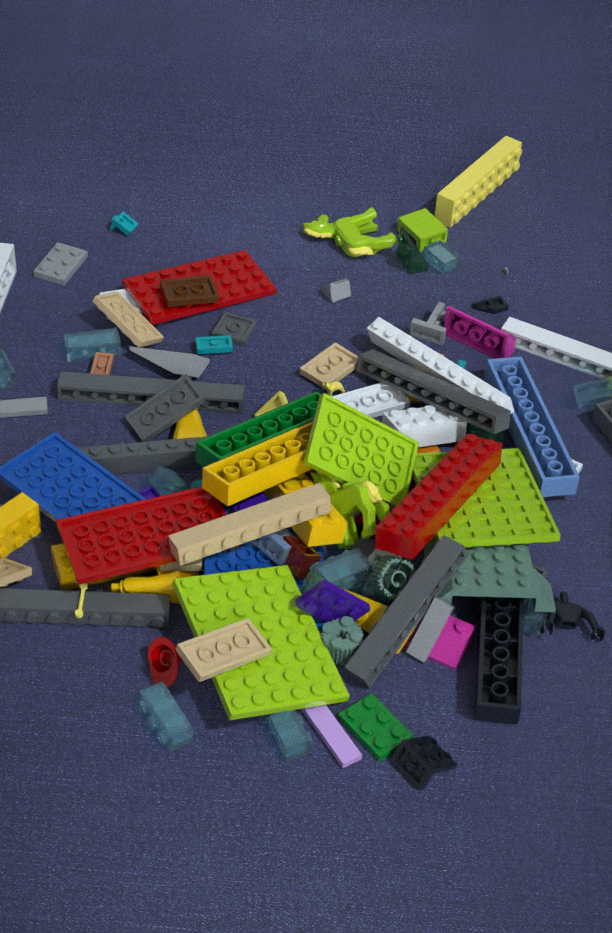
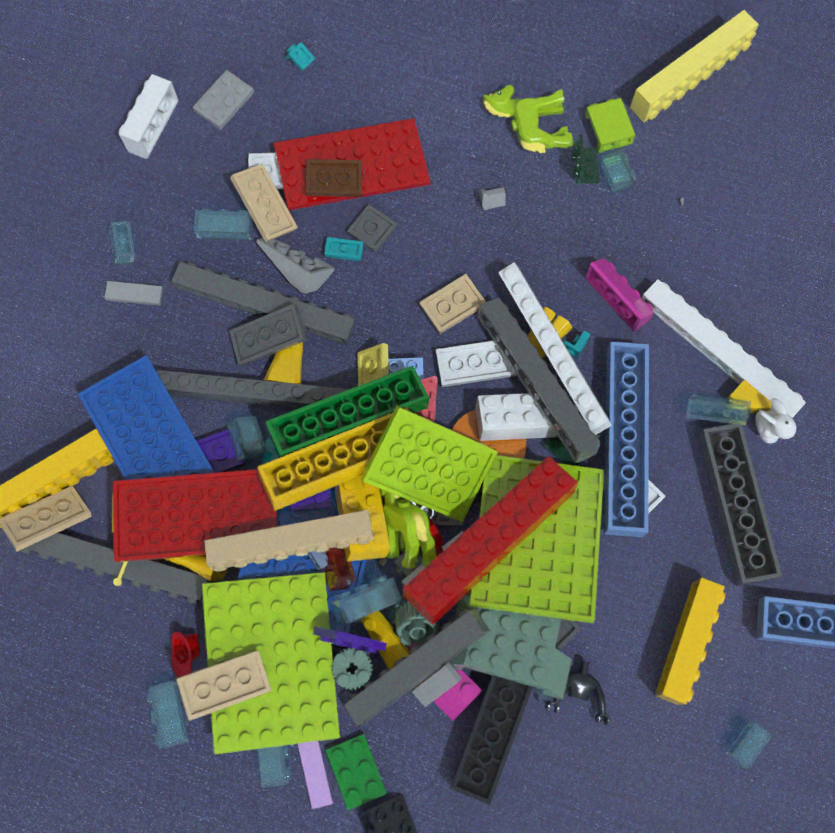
camera: 20 degrees right, 30 degrees up
(102, 363) = (225, 256): nougat plate -> none
(331, 387) = (446, 336): light yellow piece -> none
(430, 330) = (570, 275): light grey bracket -> none
(491, 305) = (649, 249): black tile -> none

